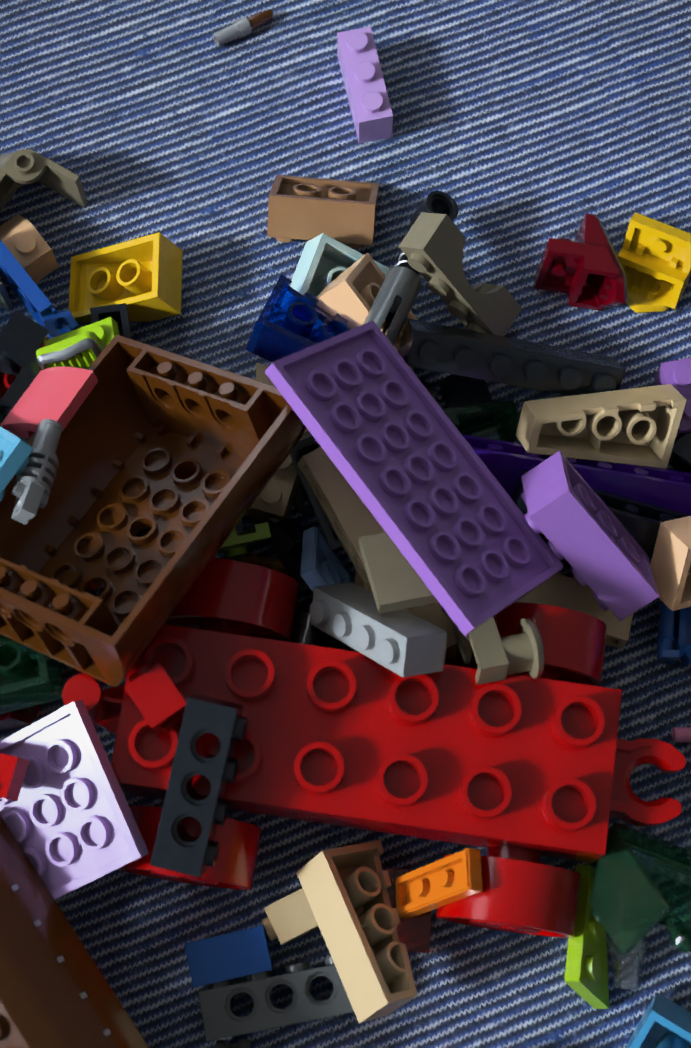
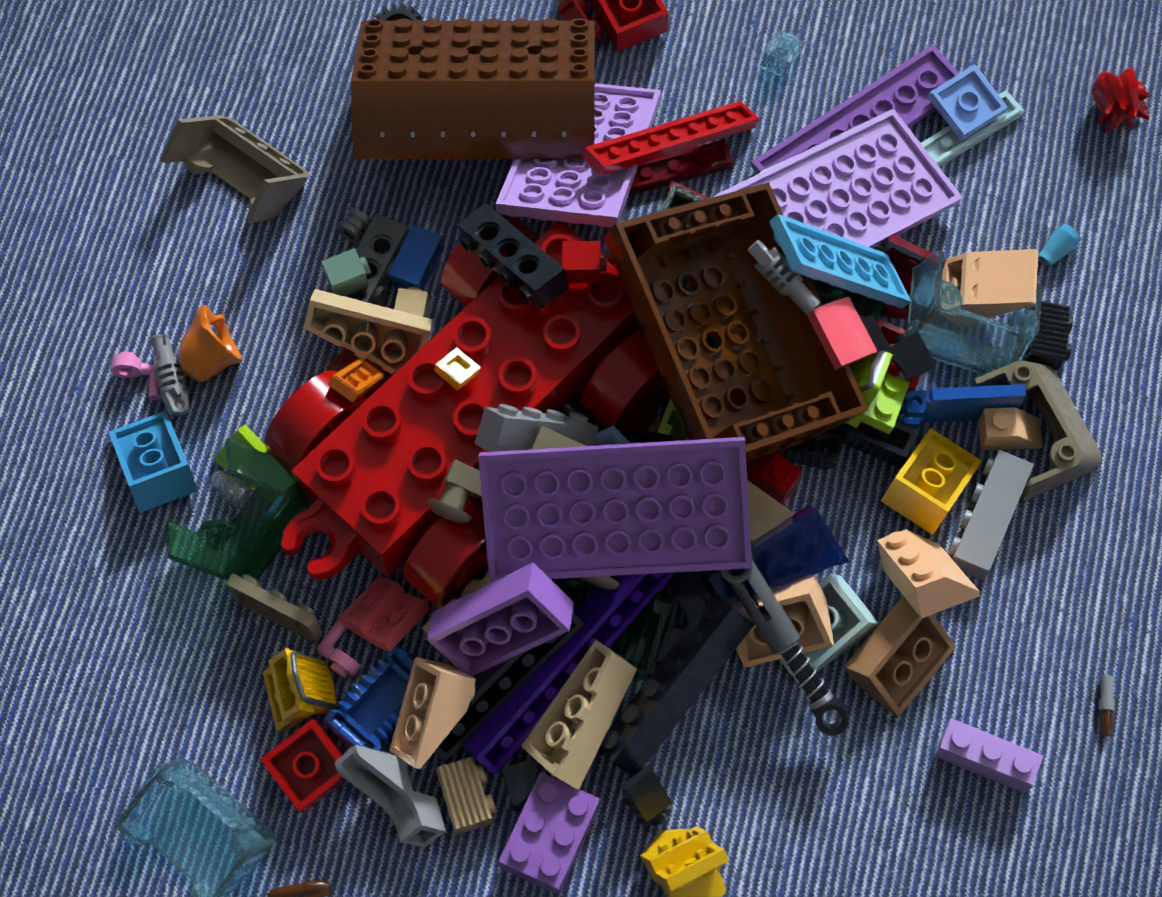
camera: 125 degrees right, 5 degrees down
(124, 212) = (991, 514): none -> light grey brick
(234, 220) = (924, 573): none -> light nougat slope
(308, 1009) = (346, 272): none -> sand green brick
(372, 750) = (457, 369): none -> tile
(436, 251) = (737, 706): dark tan arch -> none
(584, 268) = (712, 809): dark red piece -> none
(623, 333) = (647, 798): none -> black slope
(647, 693) = (384, 613): none -> coral slope

